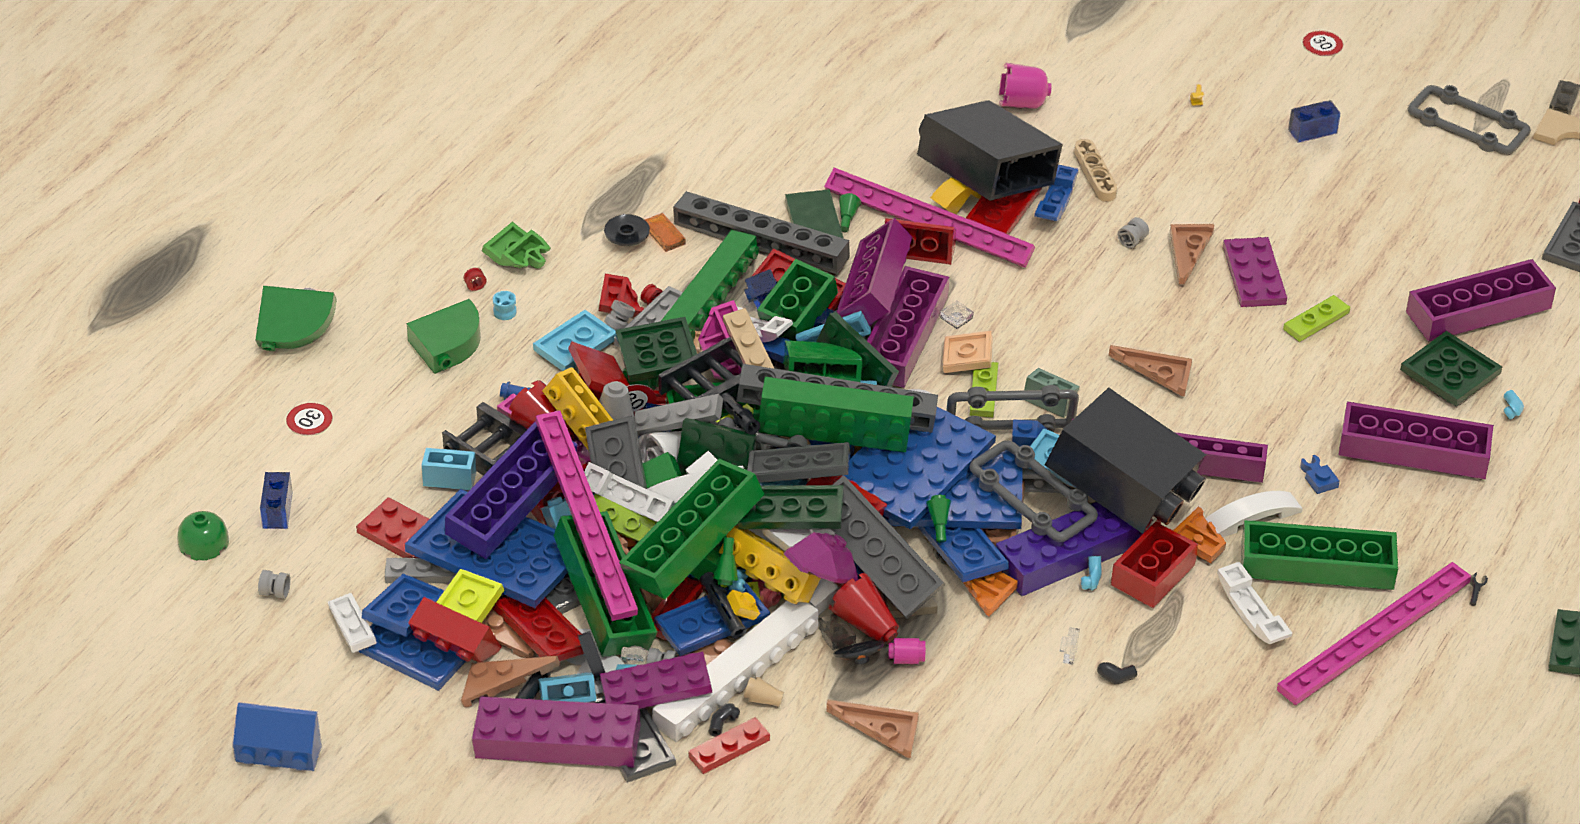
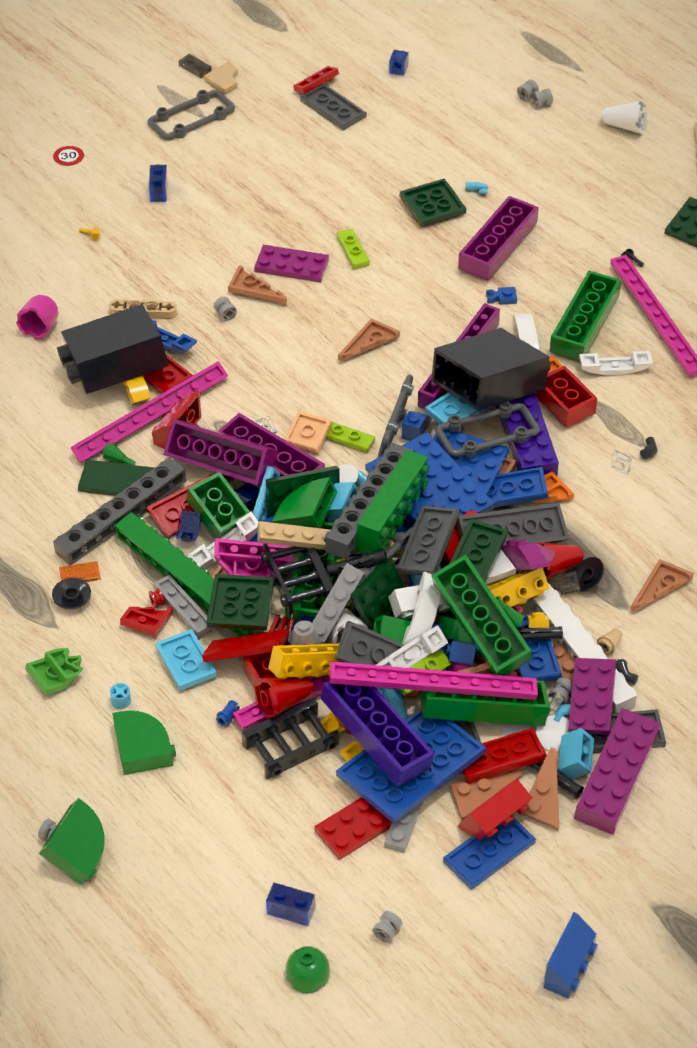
camera: 70 degrees left, 5 degrees up
(309, 418) = (189, 865): sticker -> none
(350, 621) = (450, 881): white tile -> none
(398, 603) = (448, 839): blue plate -> none
(448, 468) = (306, 774): medium azure brick -> none
(471, 595) = (462, 792): neon yellow plate -> none
(472, 274) = (78, 708): red bush -> none
(591, 654) = (549, 728): black beam -> none
(619, 315) = (175, 621): light grey wheel -> none
(729, 745) = (651, 675): plate -> none
(907, 651) = (597, 547): dark pink brick -> none
(939, 512) = (489, 485): green cone -> none
(1041, 378) = (371, 400): sand green hinge -> none
(1095, 573) = (560, 435): medium azure arm -> none
(1480, 299) = (381, 166): magenta brick -> none

